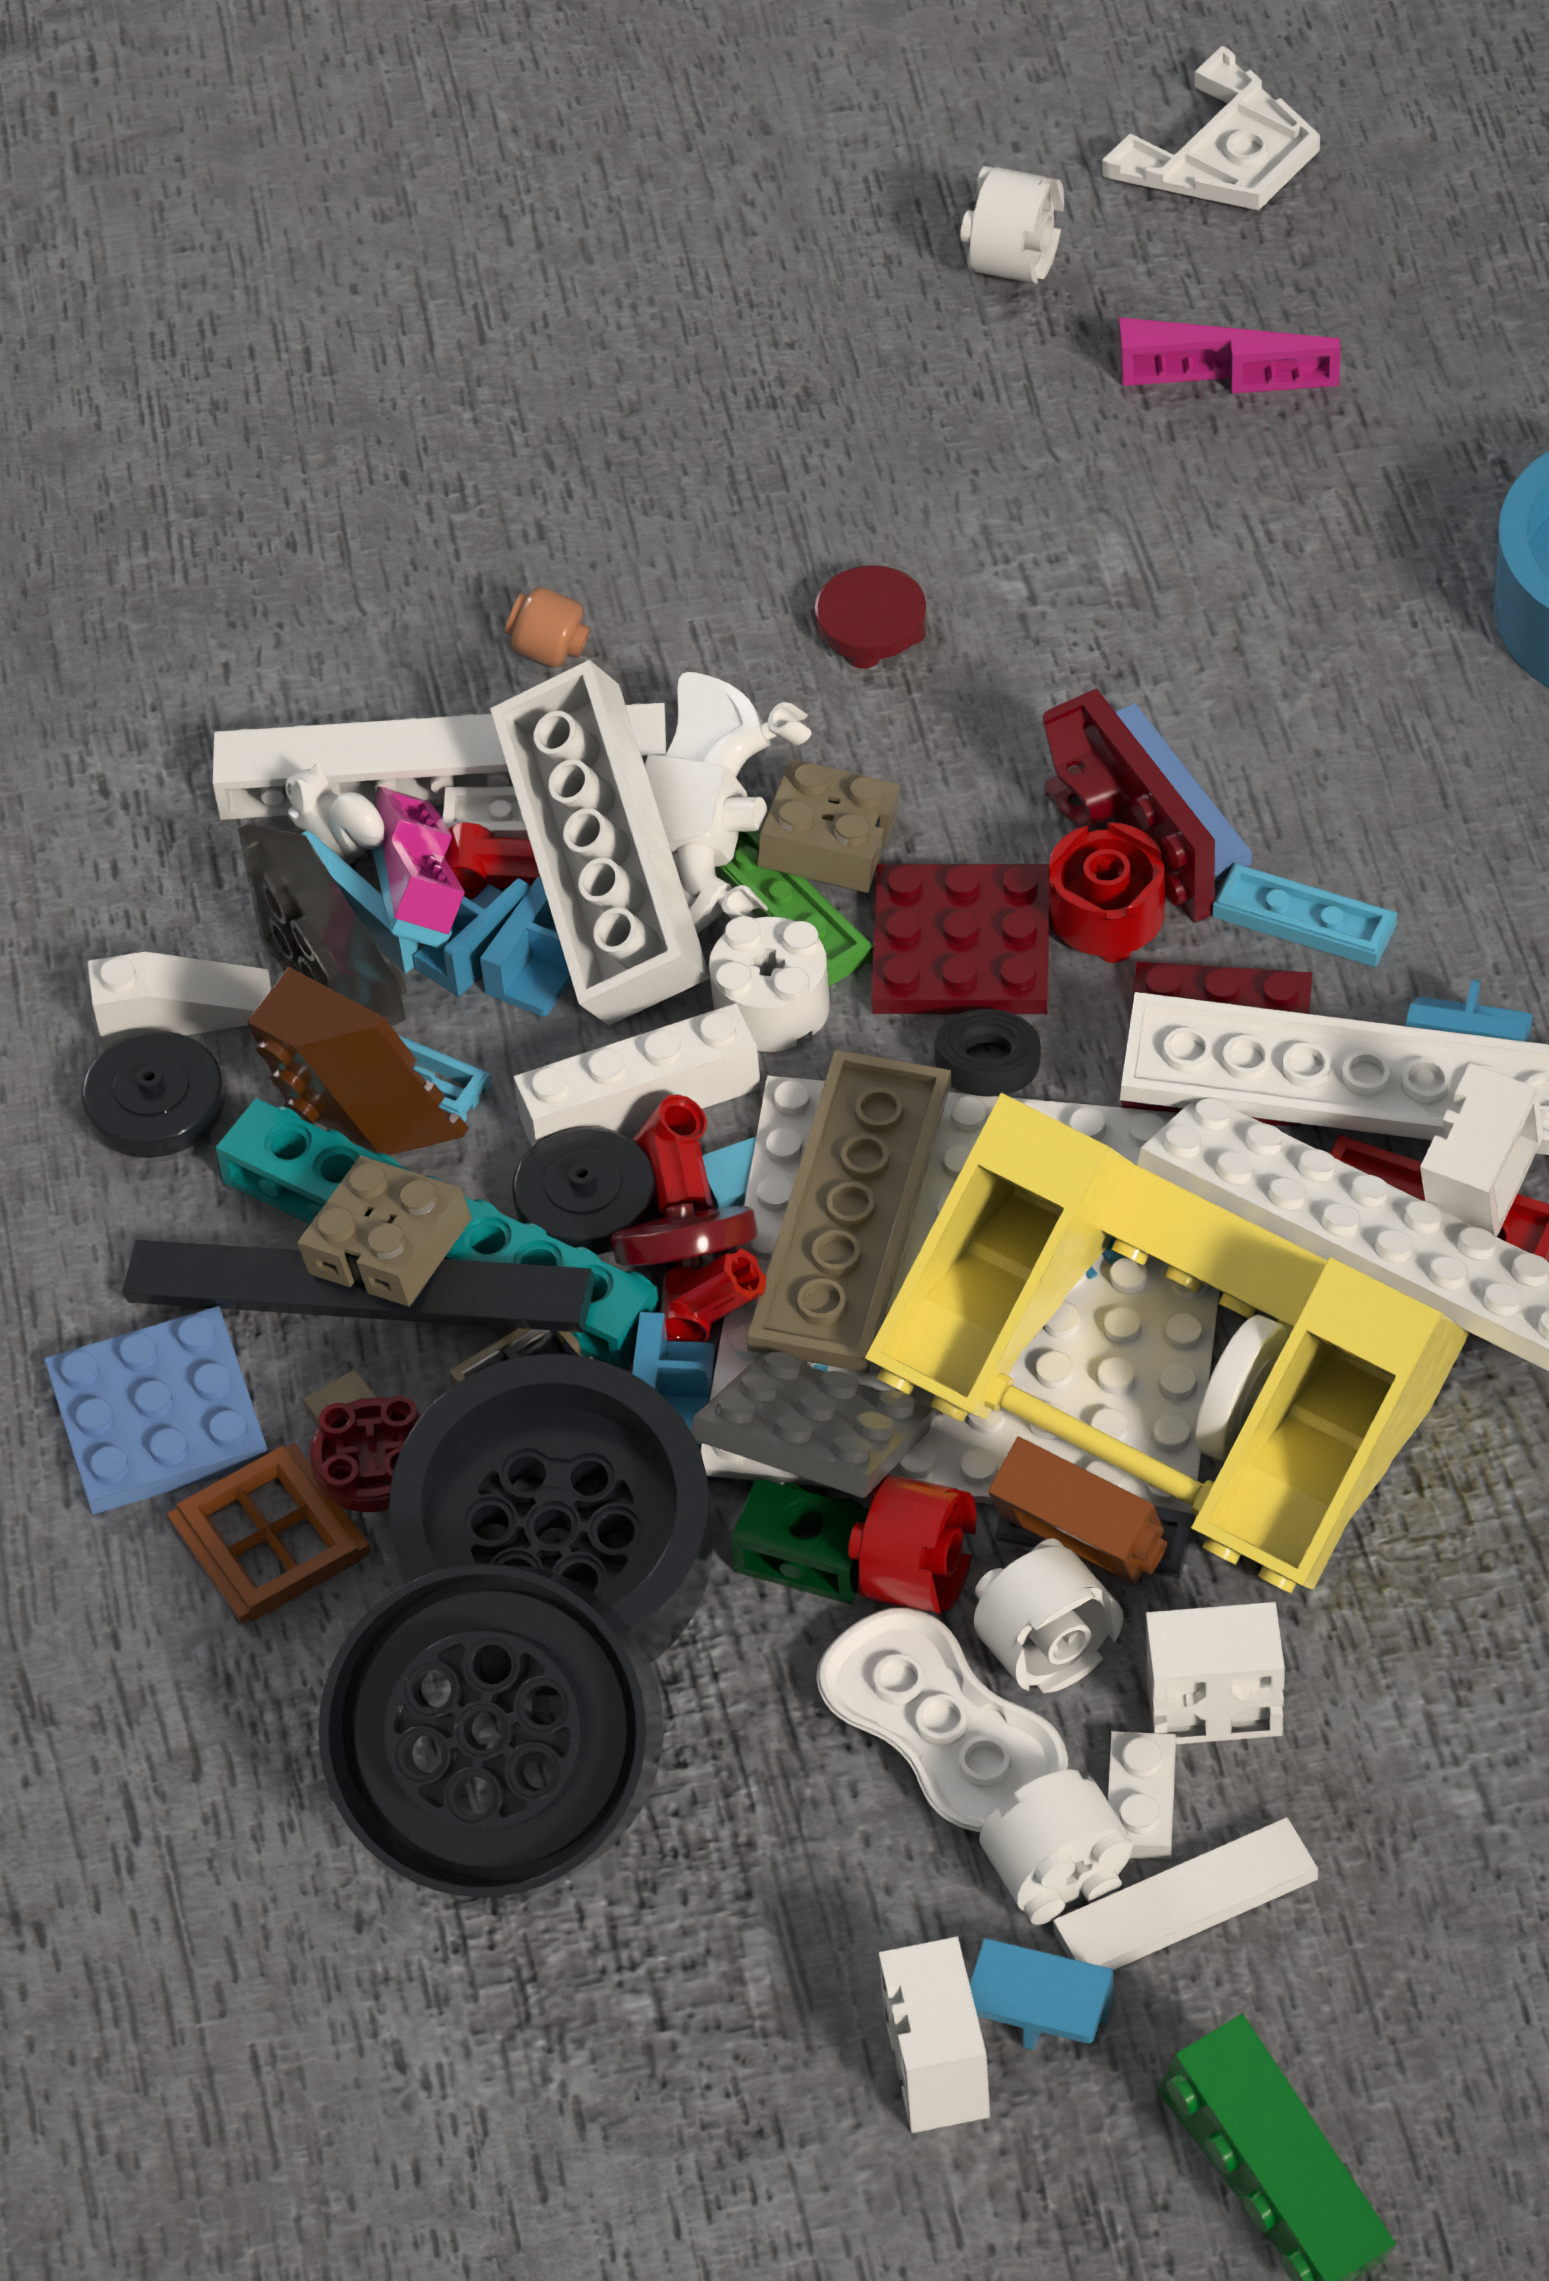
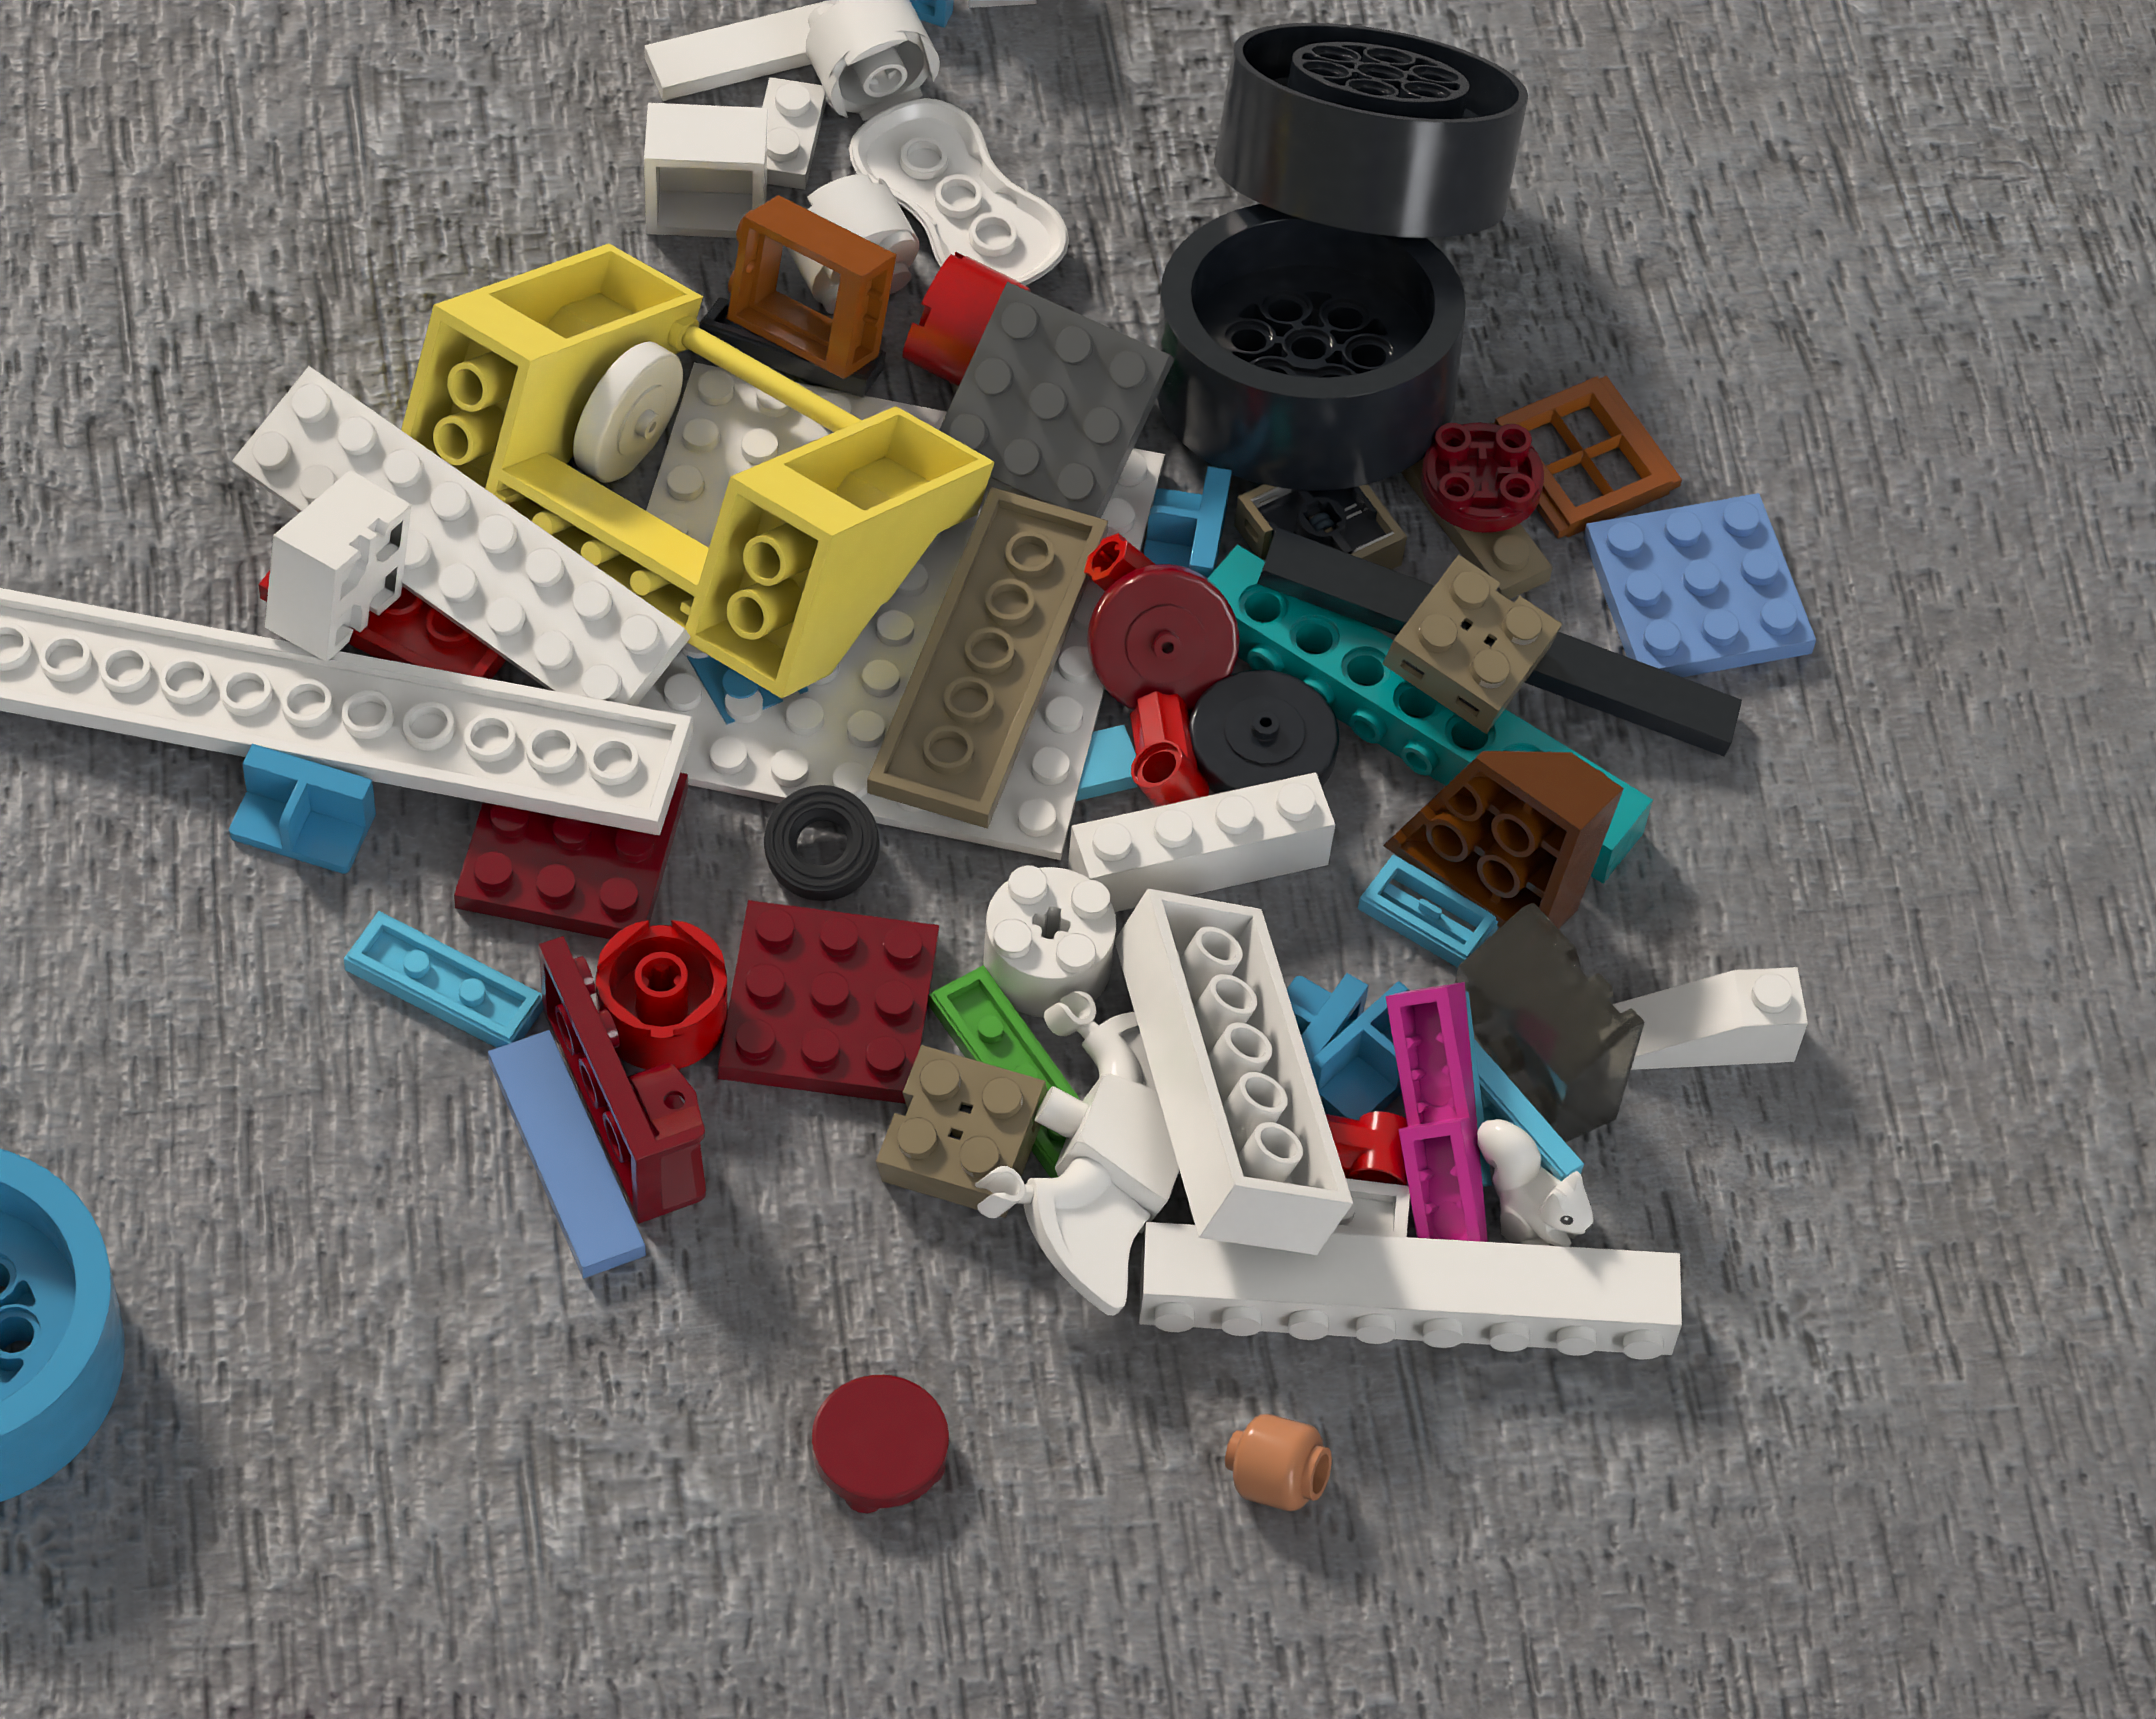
camera: 175 degrees right, 5 degrees up
(153, 1094) = (1724, 906): black wheel -> none

